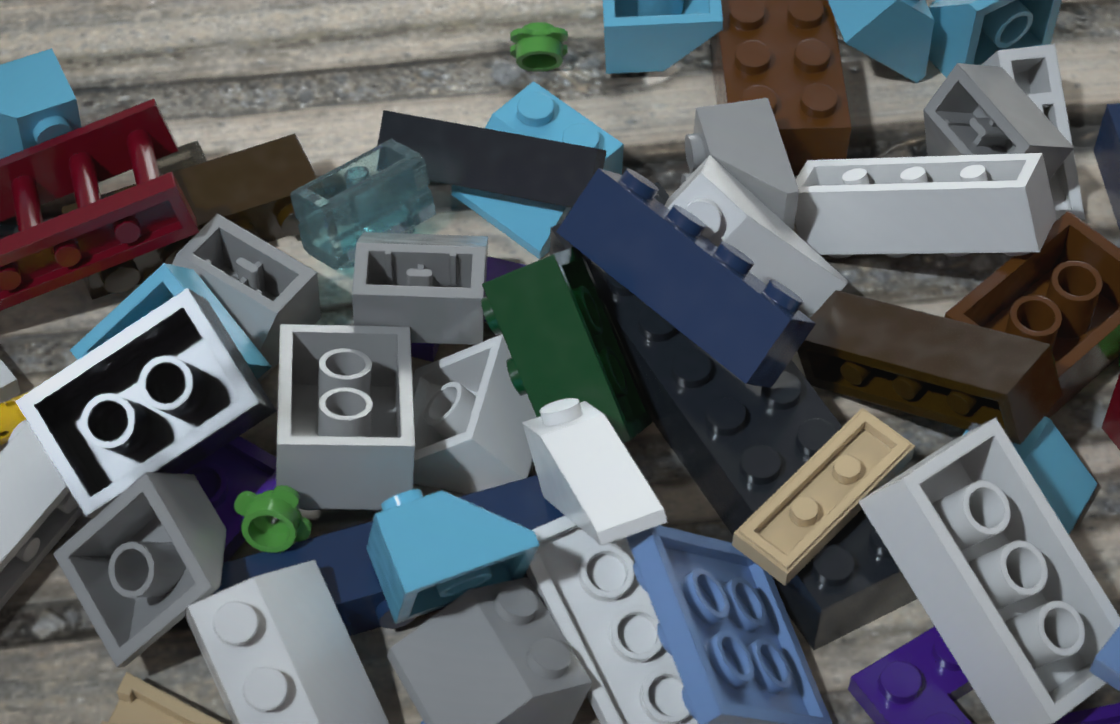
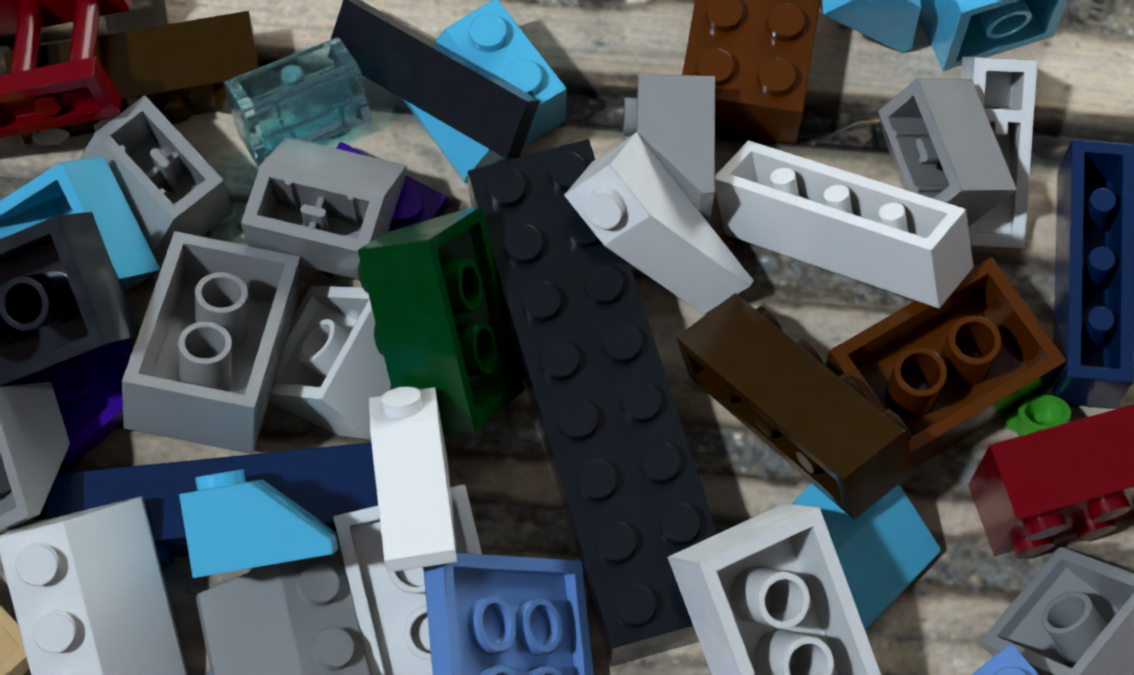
camera: 15 degrees right, 15 degrees up
(272, 519) = (114, 443): bright green plate -> none
(686, 277) = (569, 273): dark blue brick -> none
(822, 496) = (644, 532): tan tile -> none

